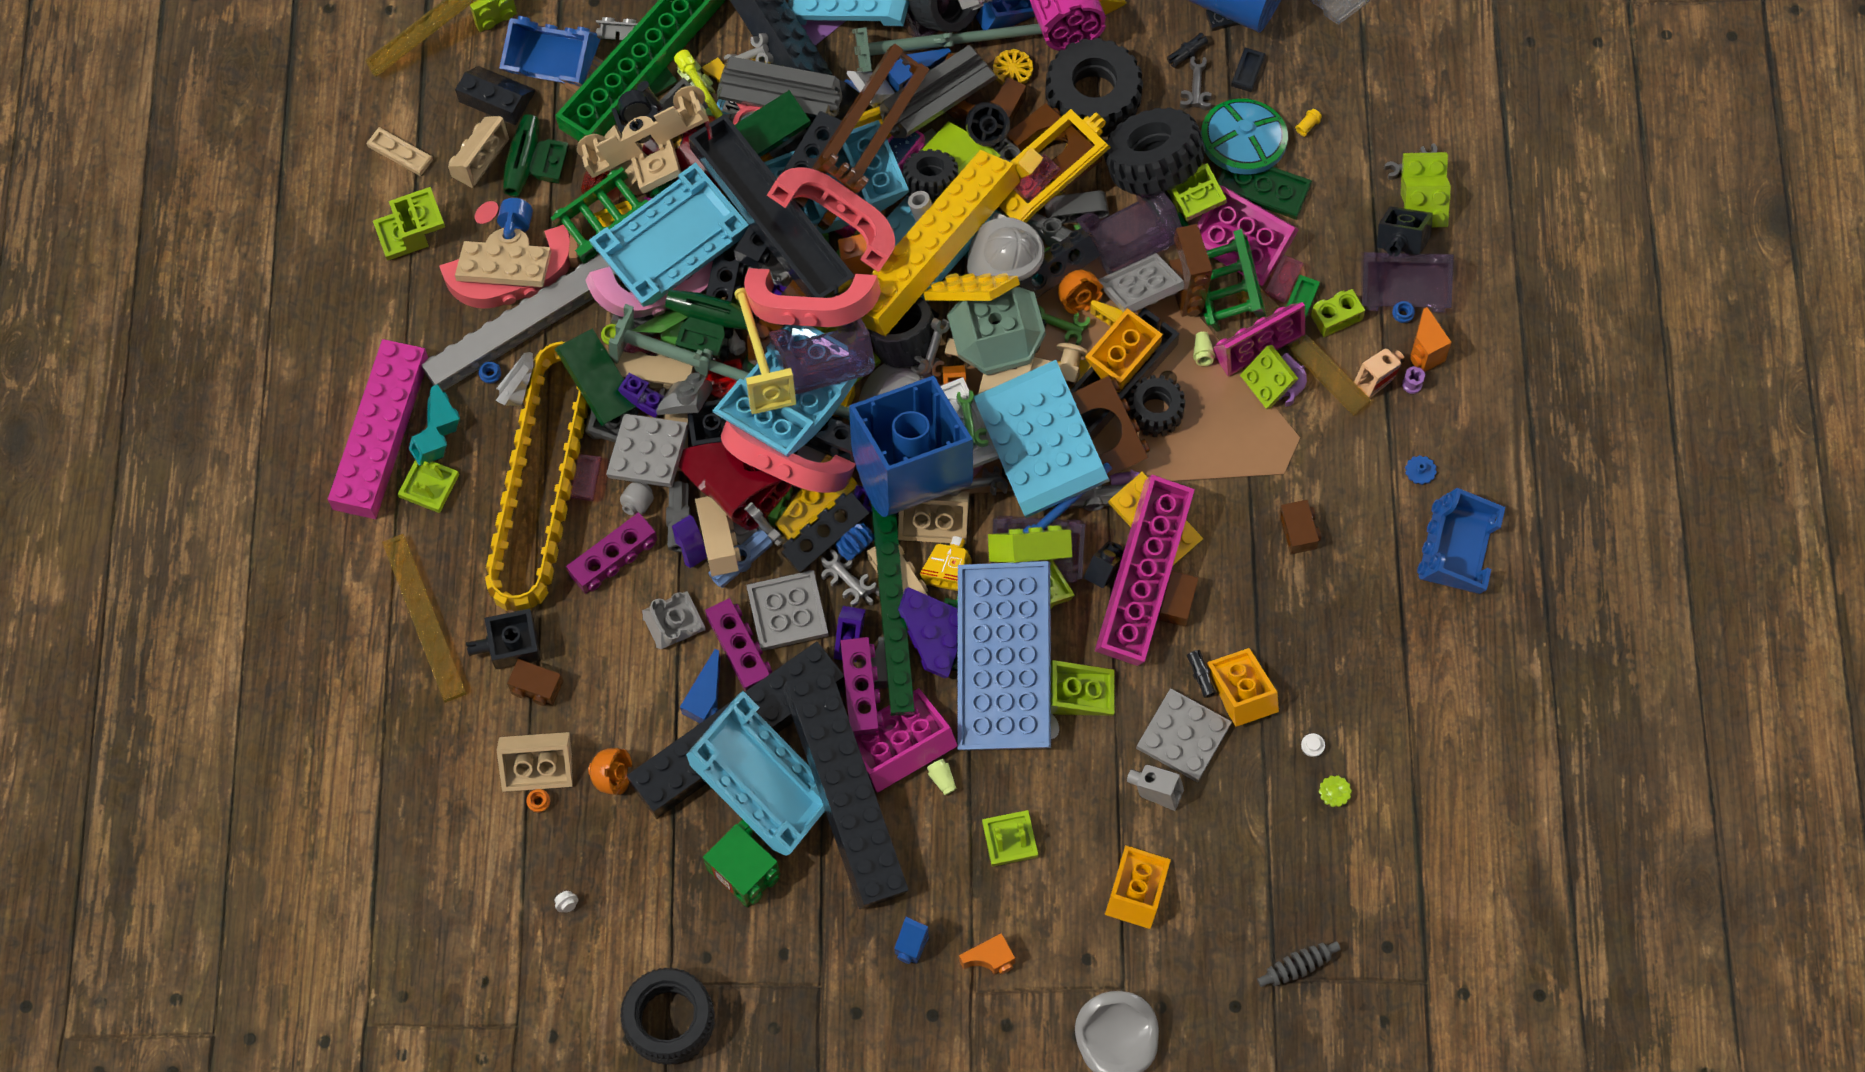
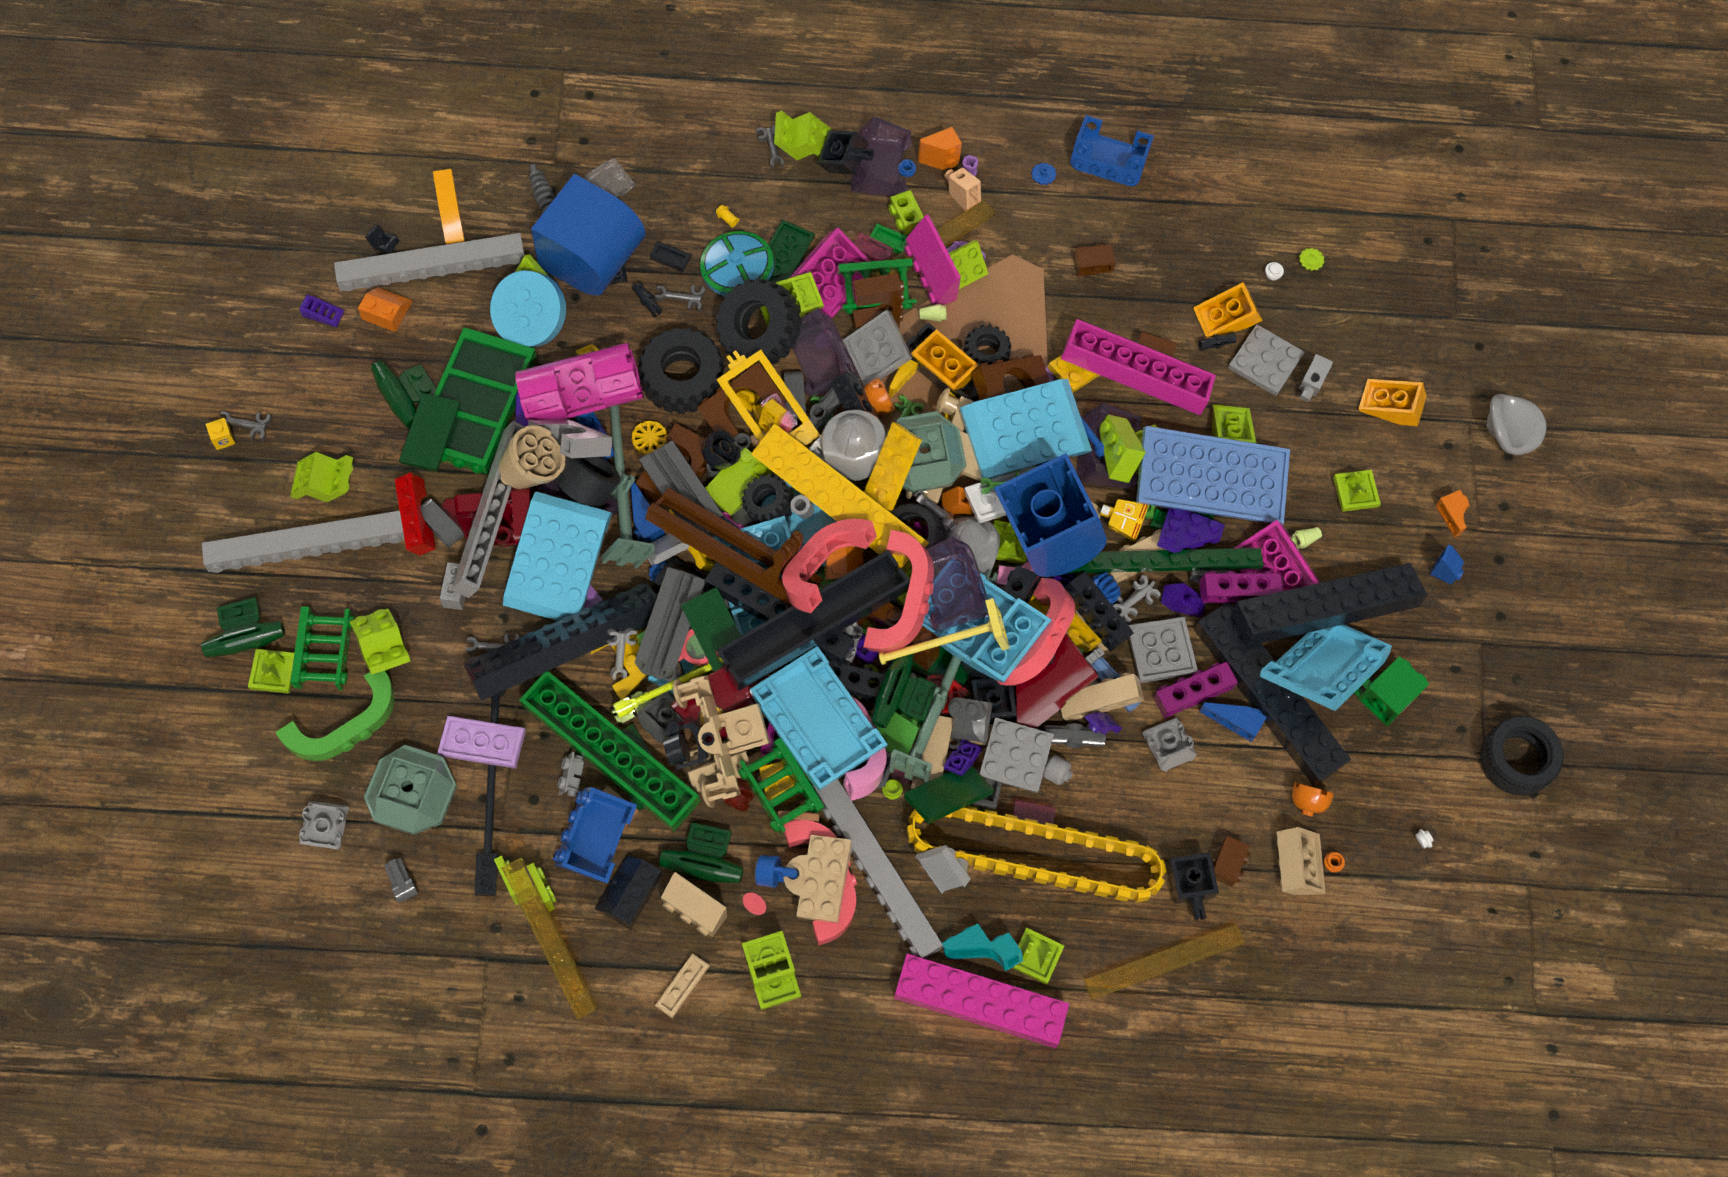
camera: 95 degrees left, 0 degrees up
(487, 367) = (929, 895): blue plate -> none
(616, 541) = (1122, 820): magenta brick -> none
(1104, 564) = (1125, 399): black slope -> none
(1298, 964) = (1448, 297): dark grey piece -> none

